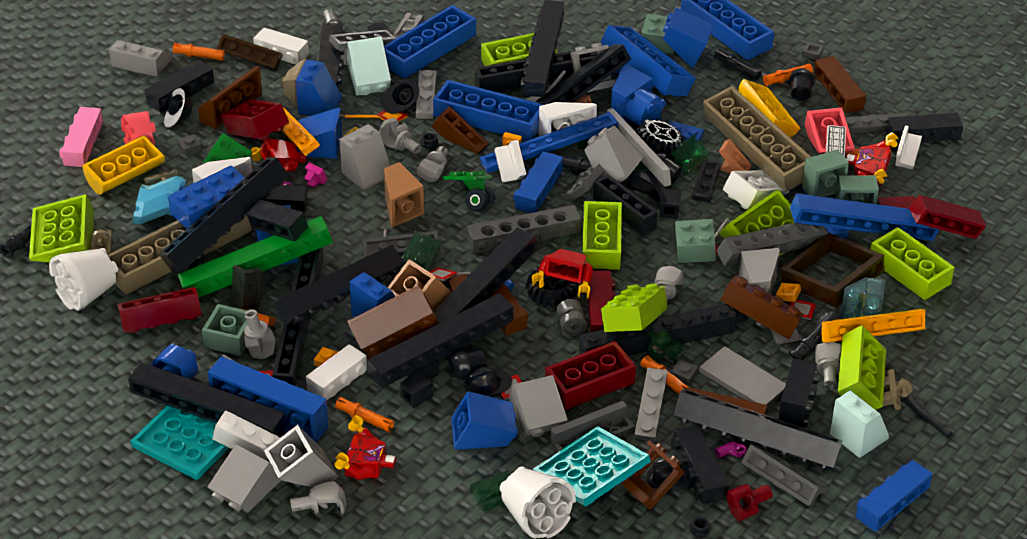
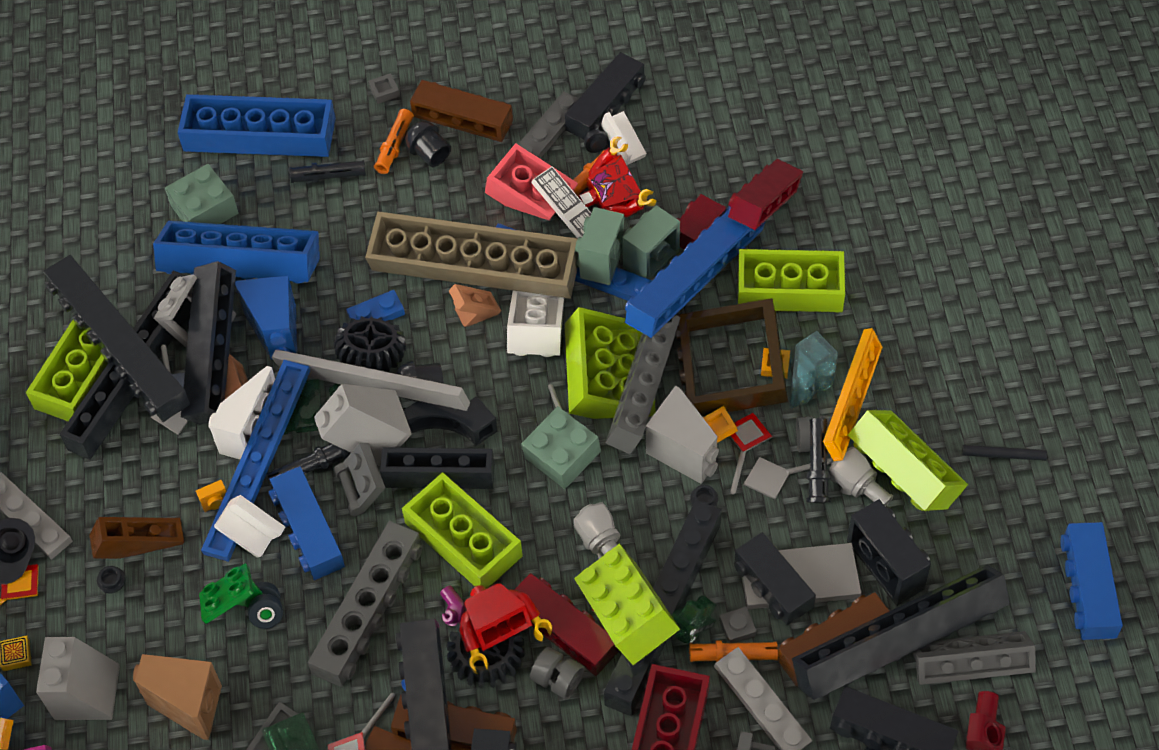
camera: 45 degrees left, 15 degrees up
(398, 136) = (73, 609): light grey piece -> none
(434, 165) = (163, 609): light grey piece -> none
(489, 109) = (137, 475): blue brick -> none
(644, 107) = (311, 320): blue brick -> none
(686, 35) = (249, 181): blue slope -> none
(690, 154) = (422, 337): clear green plate -> none
(706, 181) = (472, 355): black tile -> none
(723, 362) = (774, 579): none -> black brick
(731, 448) = (893, 676): magenta arm -> none
(761, 306) = (733, 474): reddish brown brick -> none
(769, 105) = (426, 201): yellow brick -> none
(857, 424) = (978, 533): light aqua slope -> none
(896, 389) = (954, 458): dark tan hips -> none

